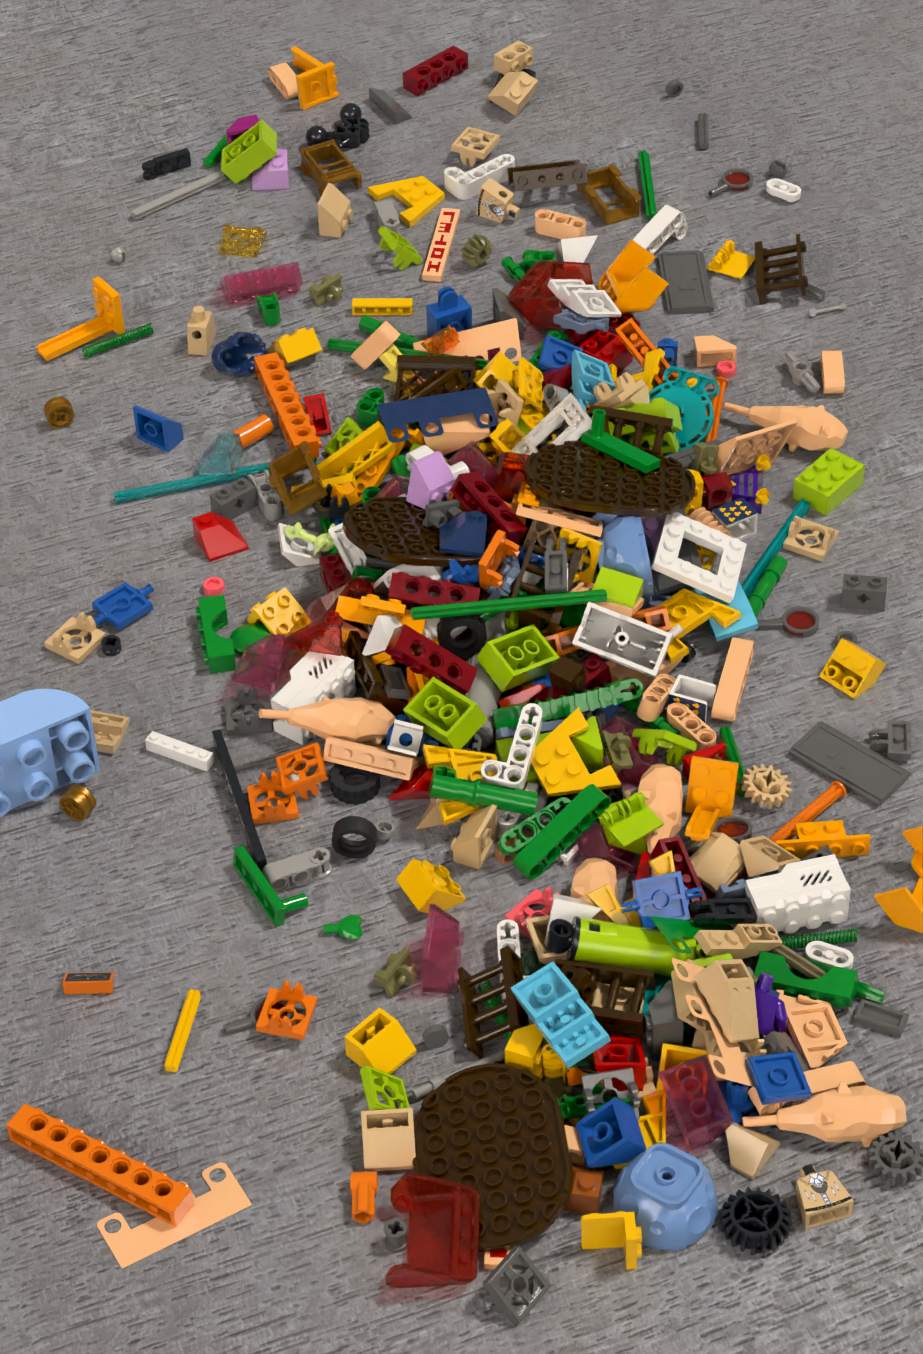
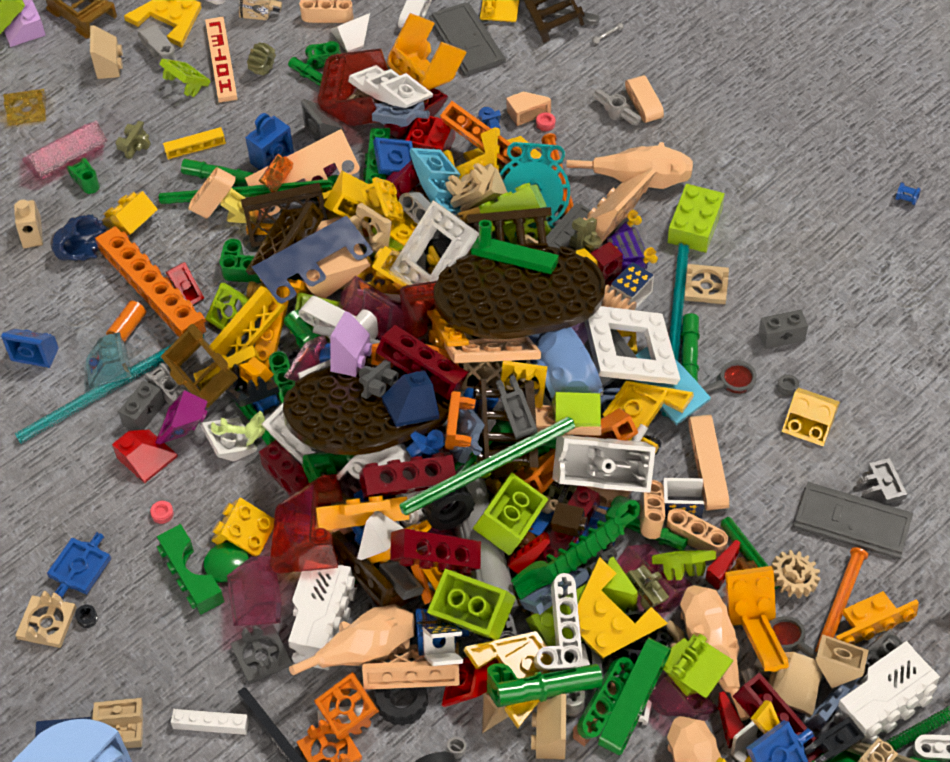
camera: 20 degrees left, 10 degrees up
(263, 515) = (182, 417): none -> magenta slope

